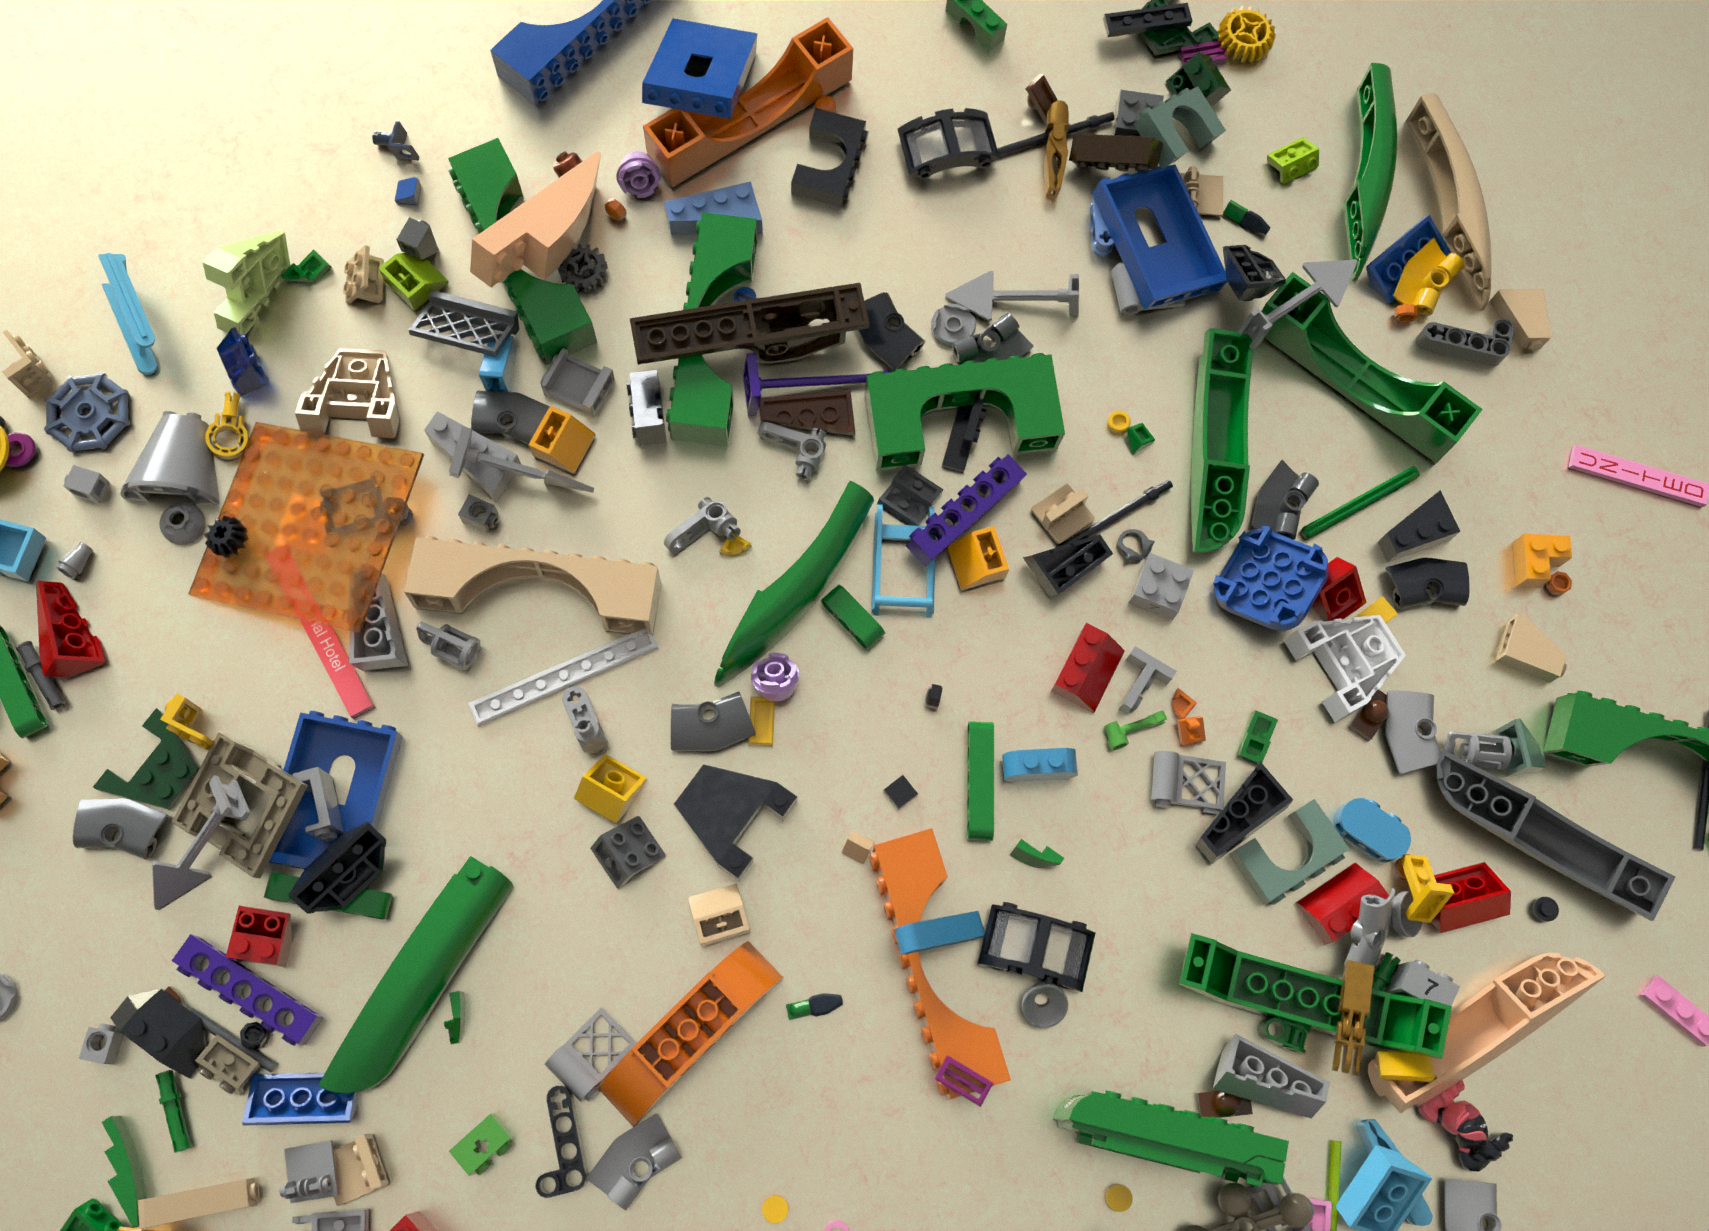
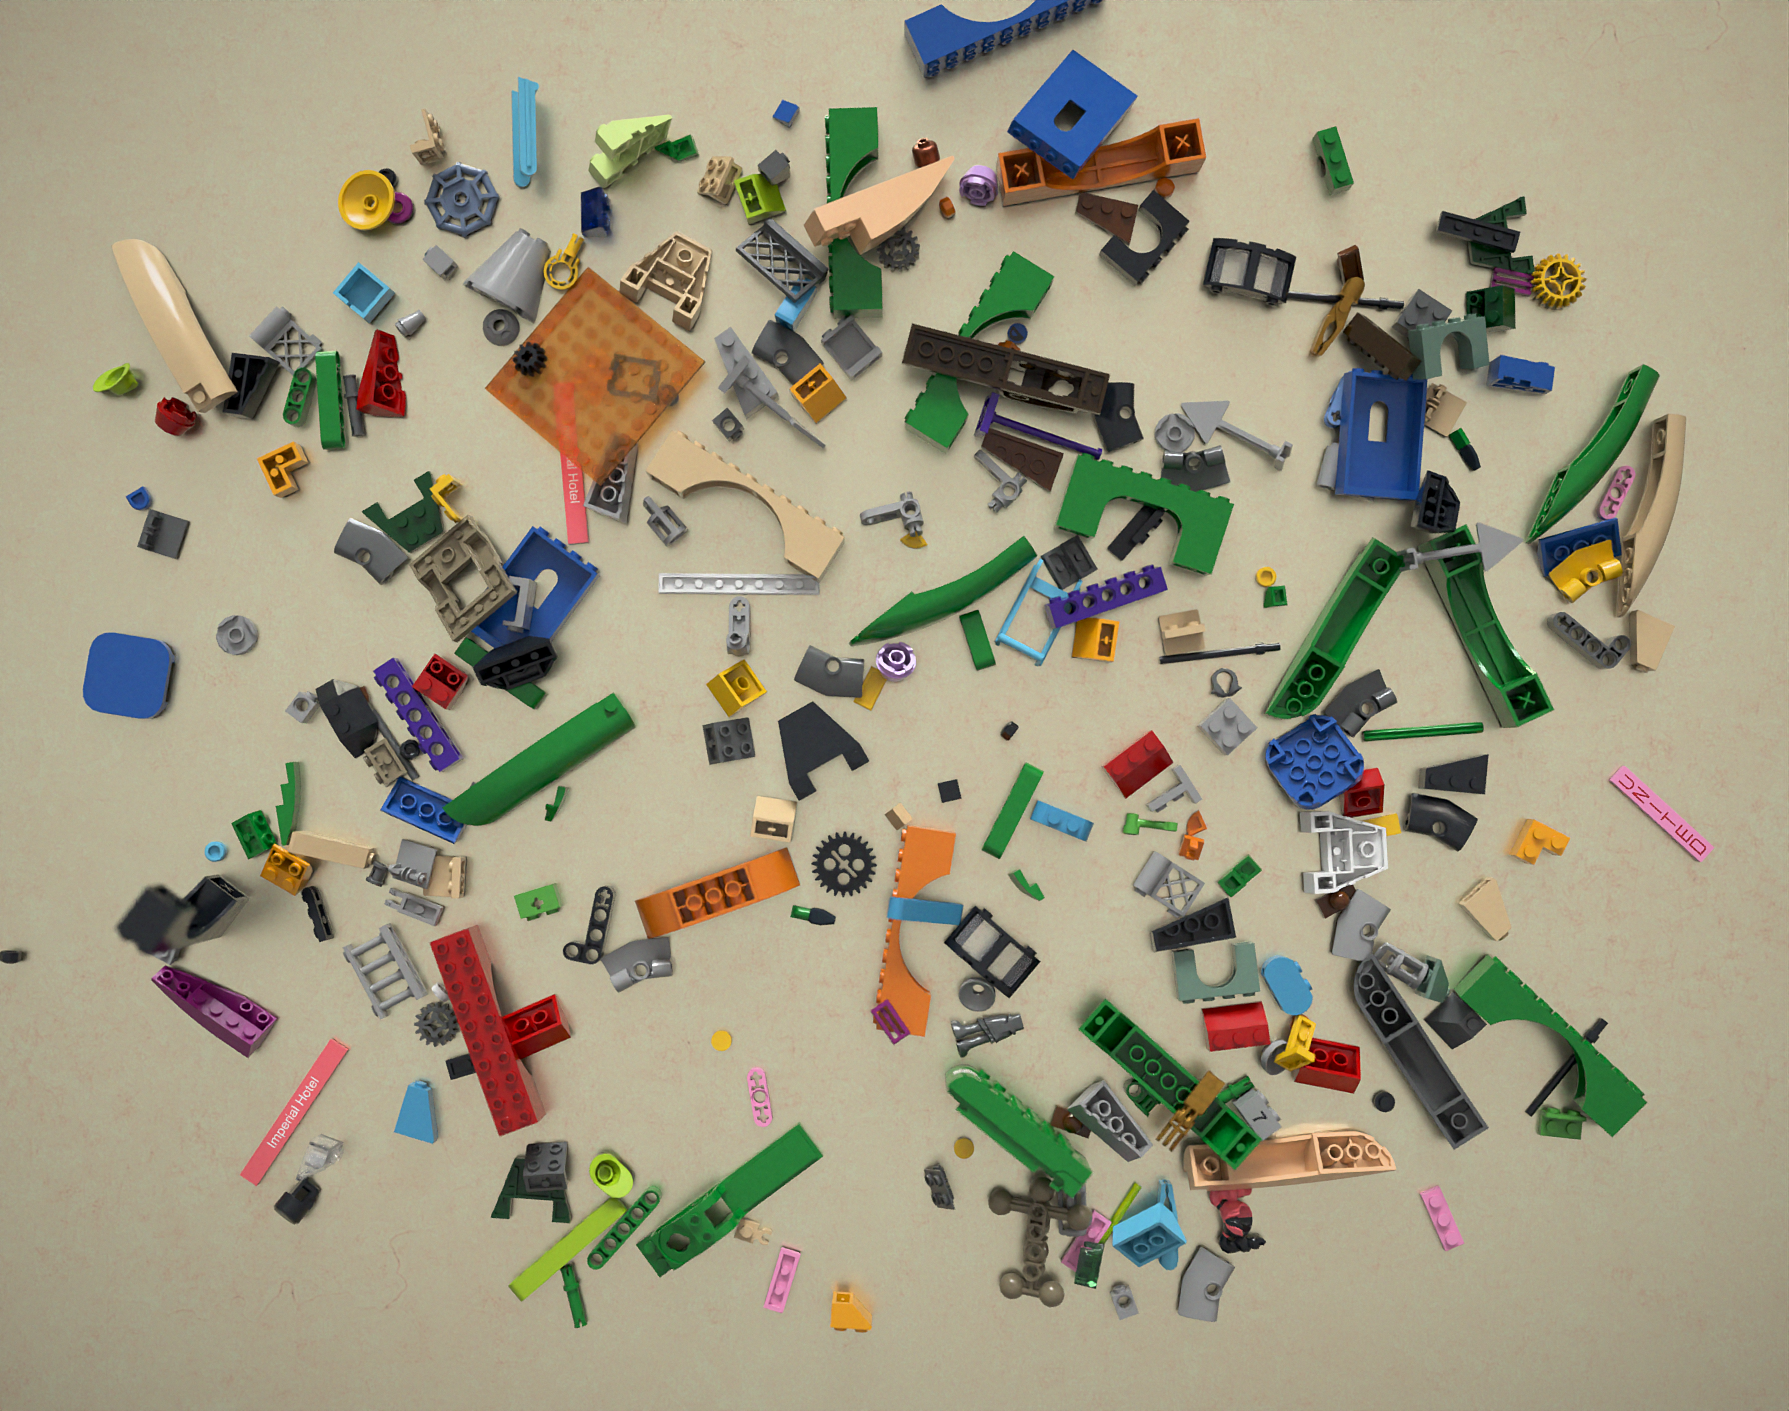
camera: 30 degrees right, 15 degrees up
(174, 880) = (396, 611): light grey piece -> none
(174, 1116) = (336, 772): green pin -> none
(269, 1206) = (377, 873): none -> dark grey bush
(395, 141) = (794, 63): bracket -> none
(575, 1070) = (624, 882): light grey piece -> none
(646, 408) = (896, 394): wedge -> none
(732, 201) = (1037, 246): medium blue wedge -> none
(780, 151) = (1110, 214): none -> reddish brown wing
(813, 950) = (830, 876): none -> black gear
(1068, 563) = (1163, 675): black wedge -> none
(1083, 1036) = (994, 1029): none -> dark grey piece
(1259, 128) = (1520, 375): none -> blue wedge
(1294, 159) = (1535, 414): lime bracket -> none
(1371, 929) = (1240, 1058): light grey panel -> none
(1404, 1066) = (1209, 1161): yellow tile -> none
(1406, 313) = (1551, 592): orange tile -> none
(1416, 189) = (1617, 477): none -> bright pink beam
(1559, 583) = (1542, 868): orange tile -> none
(1568, 784) = (1455, 1021): none -> dark grey slope

